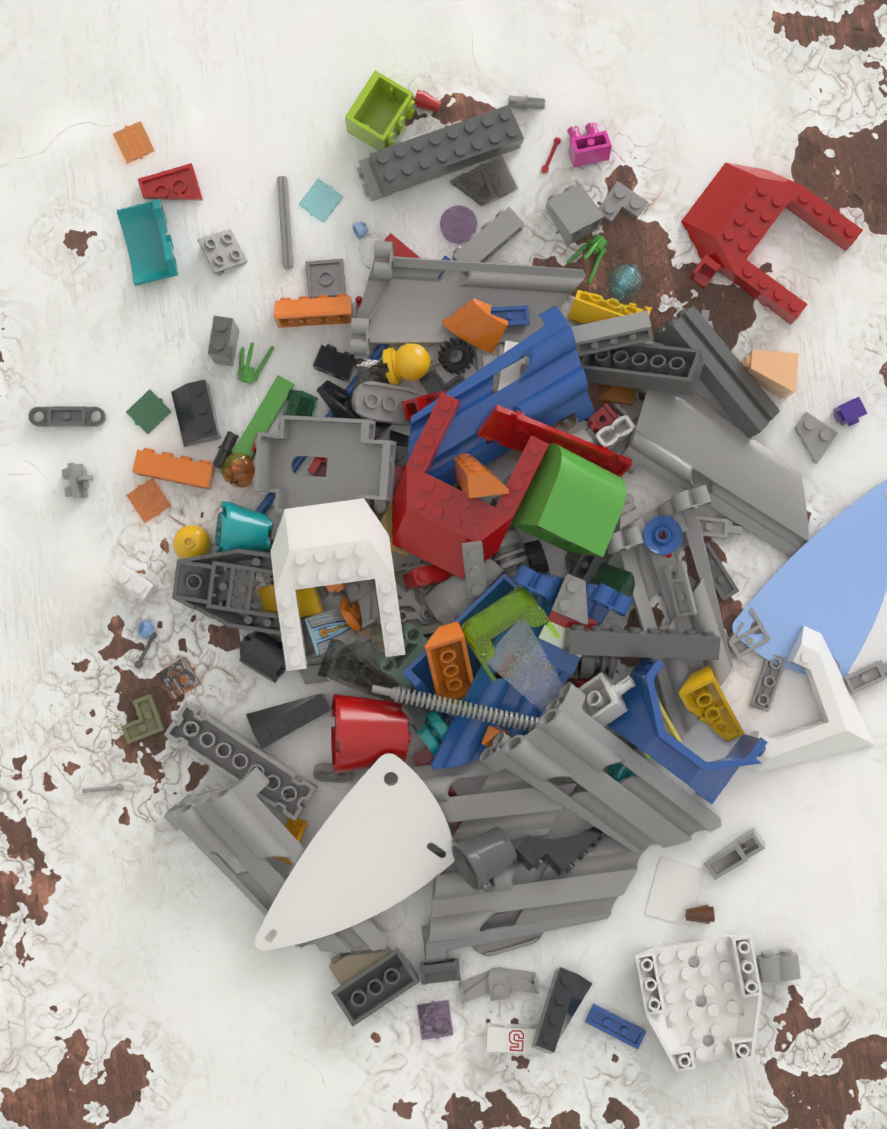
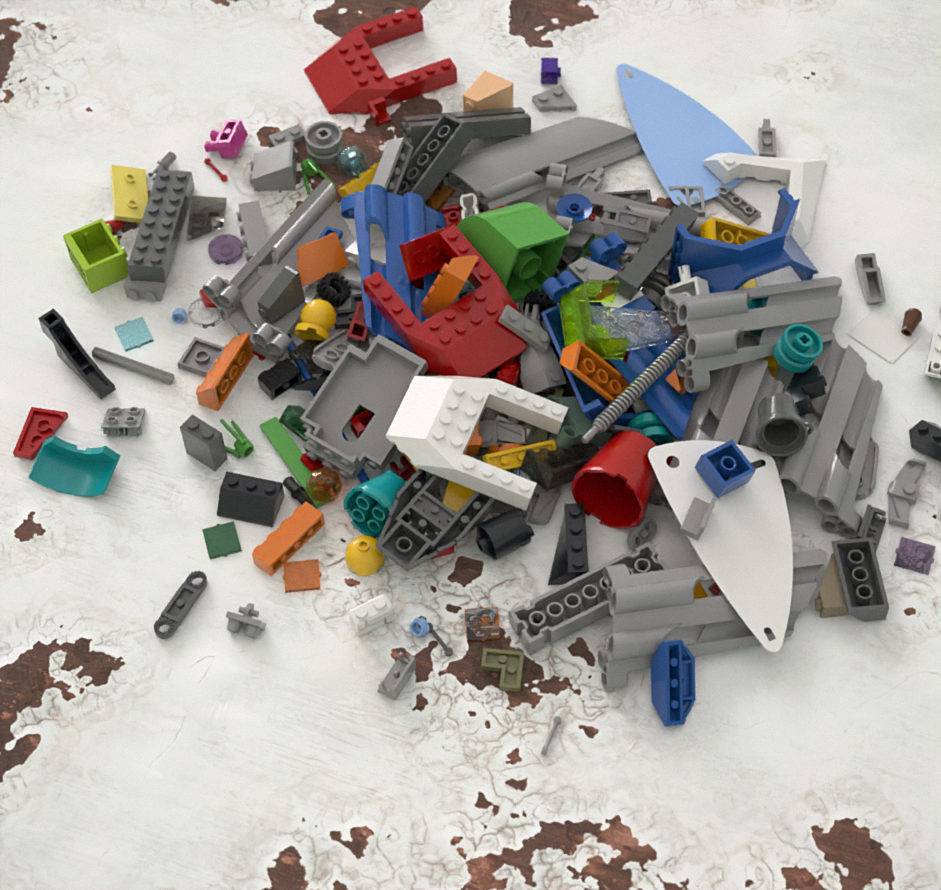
camera: 55 degrees left, 30 degrees down
(90, 634) = (398, 676): none -> light grey hinge
(187, 873) = (673, 682): none -> blue wedge
(260, 168) = (73, 354): none -> black arch
(341, 829) = (697, 517): none -> light grey panel
(344, 631) = (514, 457): none -> yellow tile
(402, 831) = (725, 468): none -> blue brick
(413, 315) = (282, 295): none -> dark grey slope
(474, 93) = (129, 193): none -> light yellow plate
(583, 835) = (798, 348): none -> teal wheel
(623, 241) = (324, 142): none -> light grey wheel

